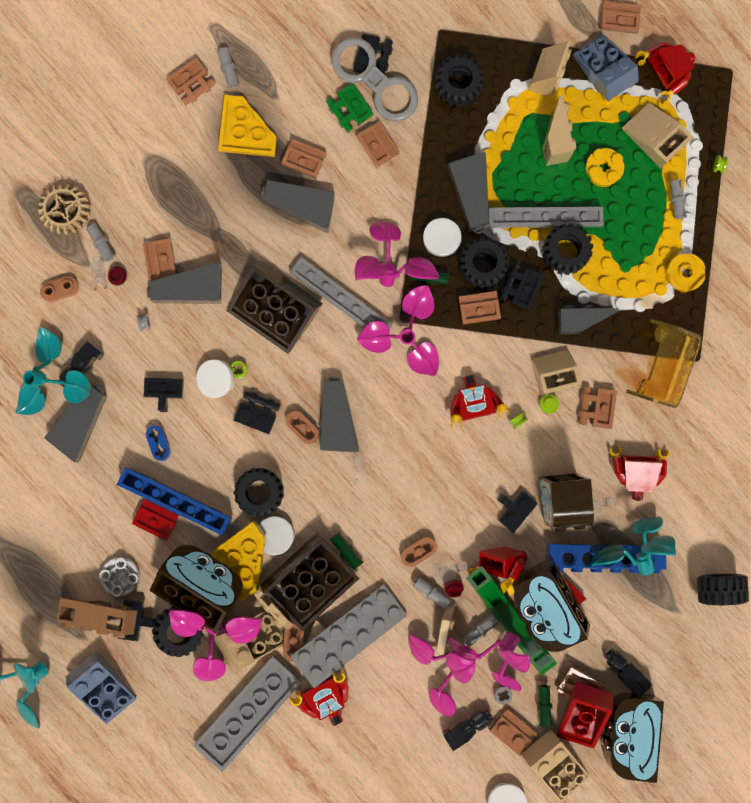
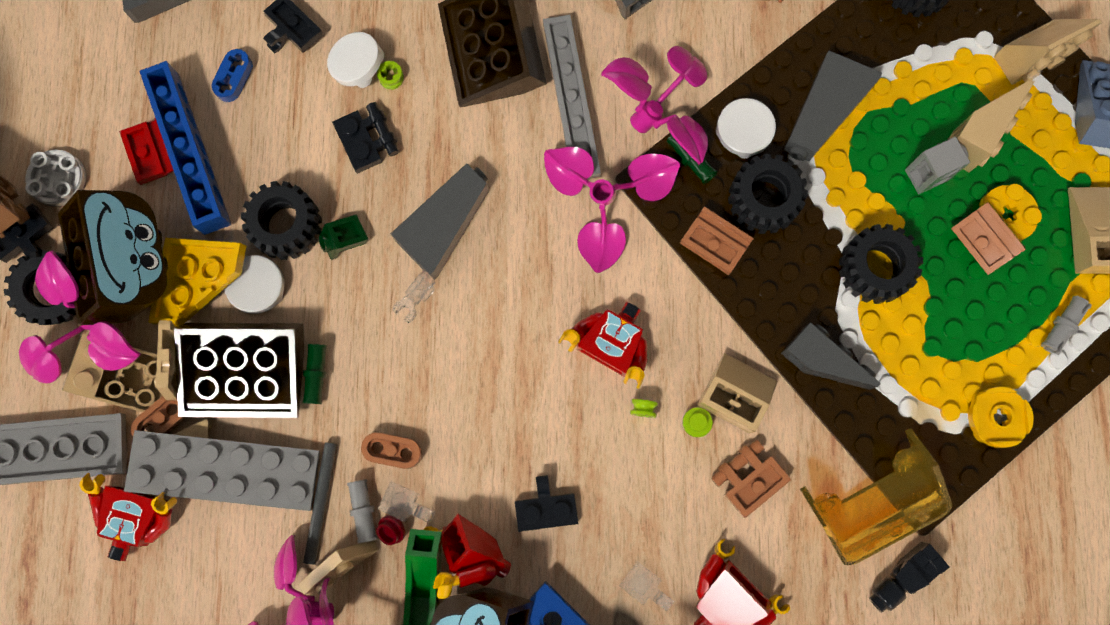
camera: 50 degrees right, 5 degrees down
(295, 472) = (342, 236): none -> dark green bracket
(303, 427) = (397, 197): nougat plate -> none
(407, 607) = (319, 503): none -> dark grey bar
(480, 630) = (373, 608): light grey pin -> none
(527, 287) = (791, 268): black plate -> none
(545, 217) = (886, 207): light grey plate -> none
(552, 175) = (937, 165): none -> light grey brick
(566, 501) = (610, 552): dark brown brick -> none
(606, 189) = (988, 238): none -> nougat plate
(709, 384) = (909, 576): none -> black piece

